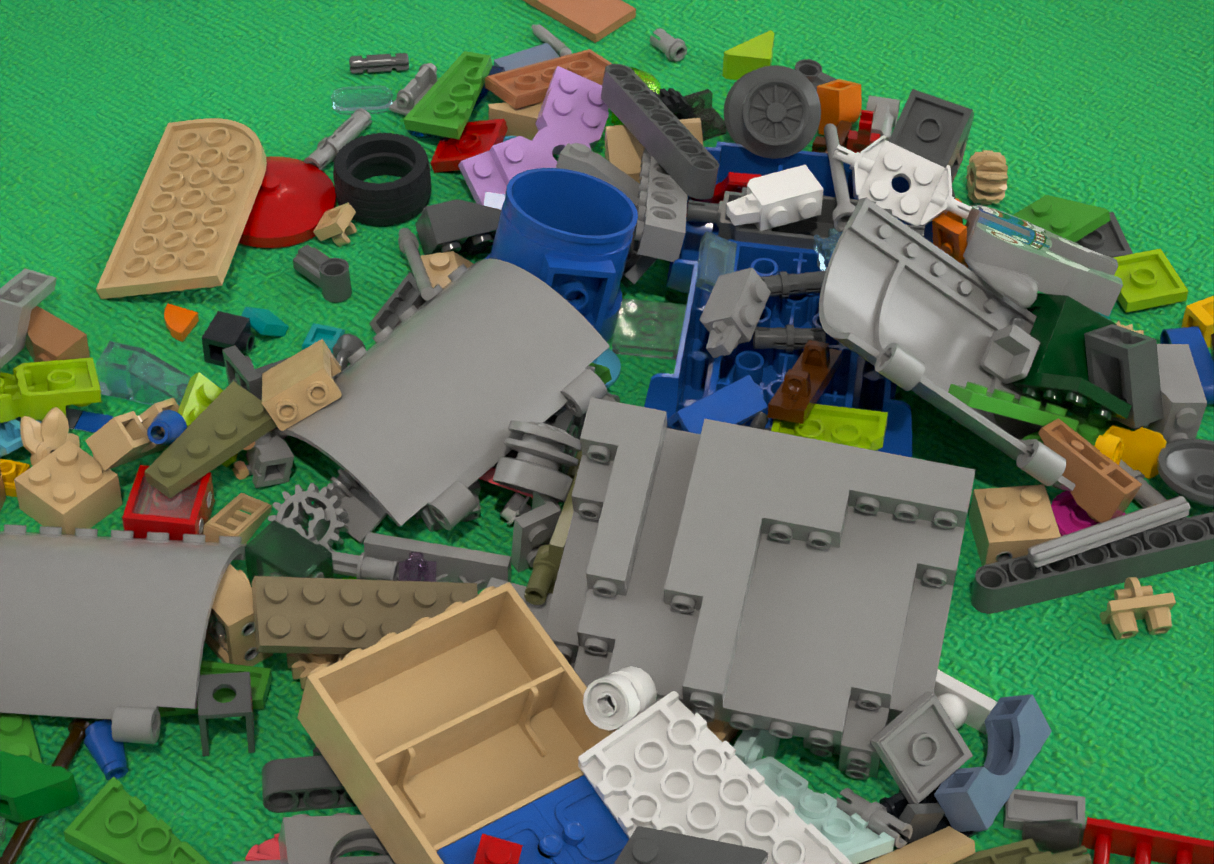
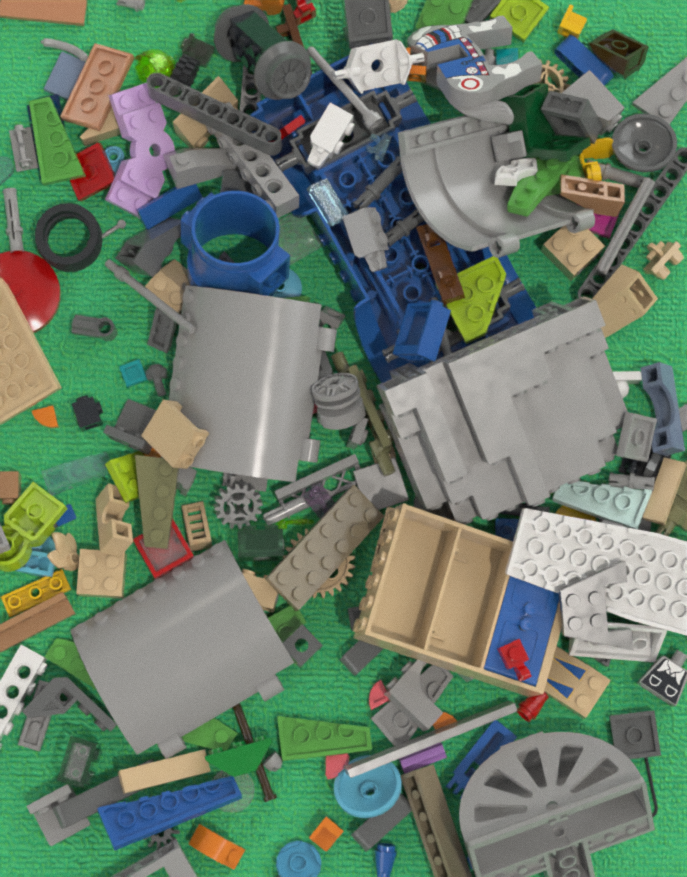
camera: 40 degrees left, 35 degrees up
(50, 829) = (273, 762): none -> light grey hinge
(105, 751) = (257, 704): blue cone -> none
(171, 422) = (131, 512): blue cone -> none
(265, 322) = (94, 386): teal tile -> none
(336, 224) = (70, 288): tan tile -> none
(619, 697) = (501, 528): white wheel -> none
(991, 380) = (518, 169): none -> white tile
(1027, 609) = (623, 299): none -> tan slope

